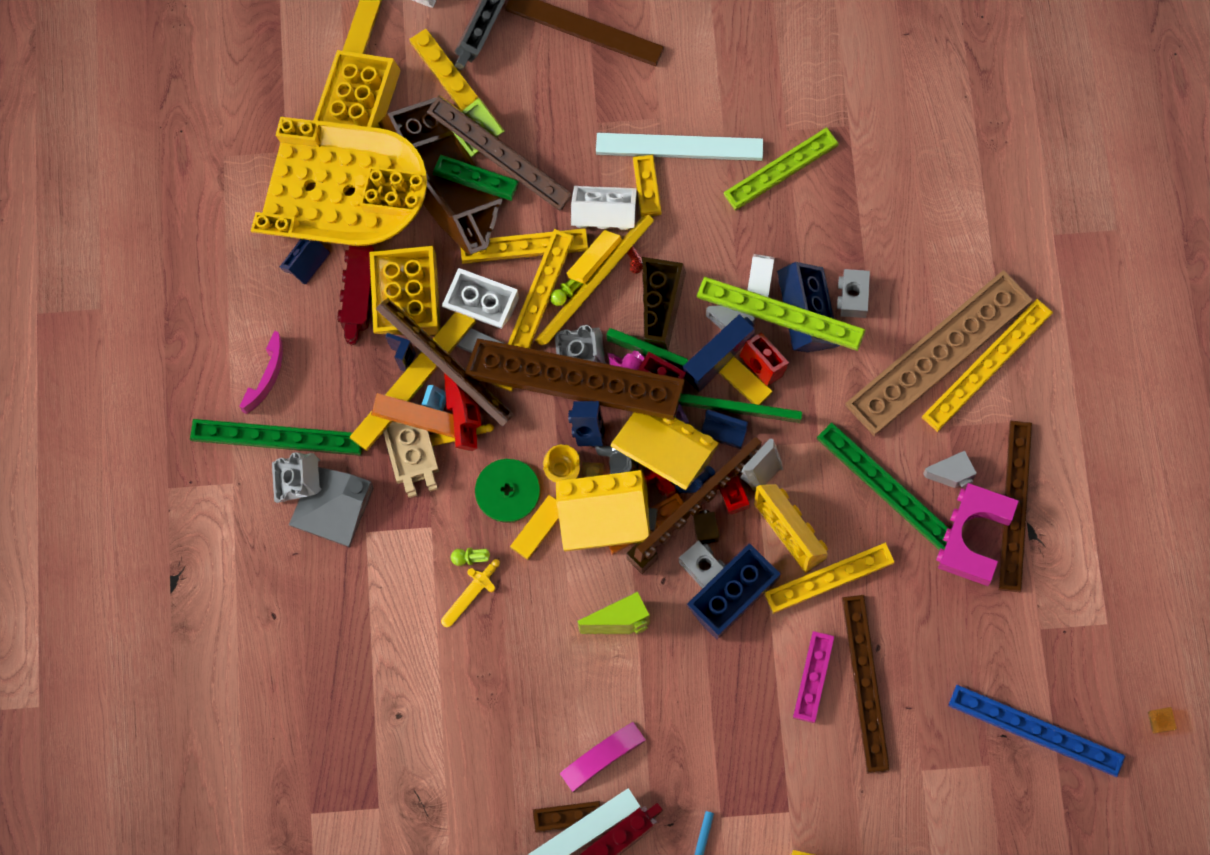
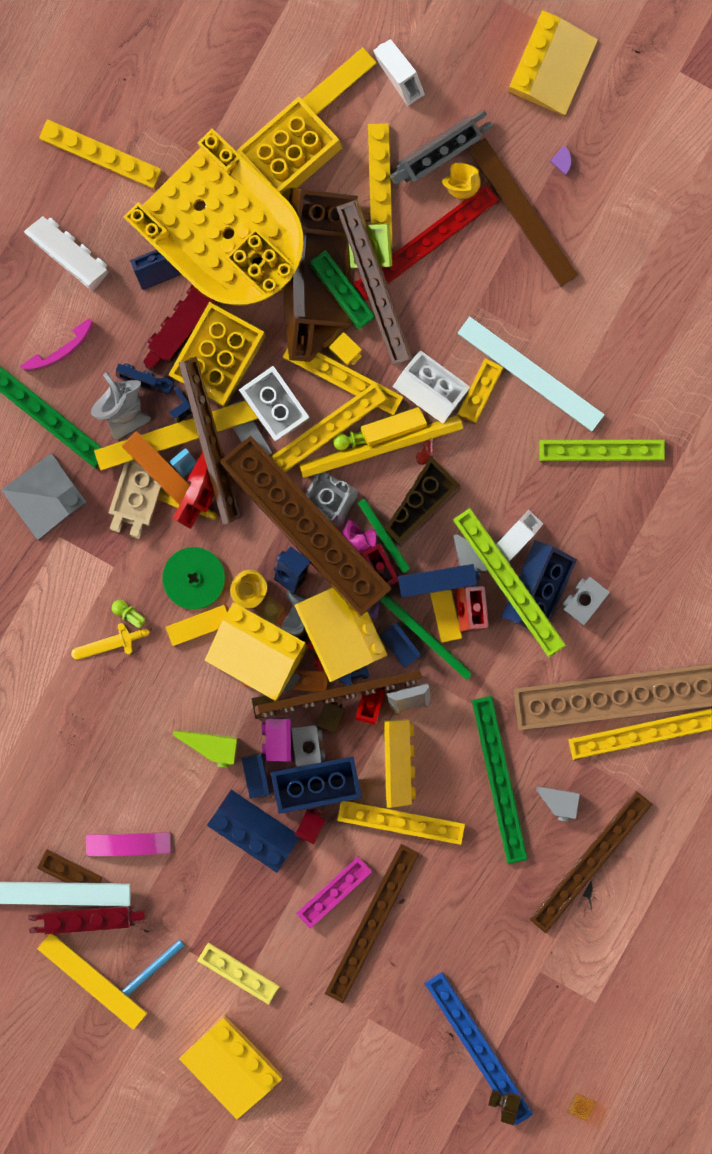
camera: 25 degrees right, 15 degrees up
(198, 200) = (100, 154): none -> yellow plate
(221, 293) = (67, 253): none -> white slope
(295, 477) = (29, 455): light grey slope -> none
(349, 386) = (120, 407): none -> light grey helmet
(354, 353) = (147, 379): none -> dark blue hinge
(511, 222) = (346, 350): none -> yellow brick
(518, 32) = (463, 180): none -> yellow helmet
(524, 90) = (435, 235): none -> red tile
(674, 575) = (278, 739): none -> magenta slope
(676, 621) = (255, 776): none -> dark blue panel
(707, 671) = (253, 830): none -> dark blue slope
(753, 631) = (310, 825): none -> dark red slope
(778, 806) = (238, 973): none -> light yellow tile
(956, 556) = (511, 872): dark pink arch -> none
(1098, 758) = (508, 1103): none -> dark brown piece

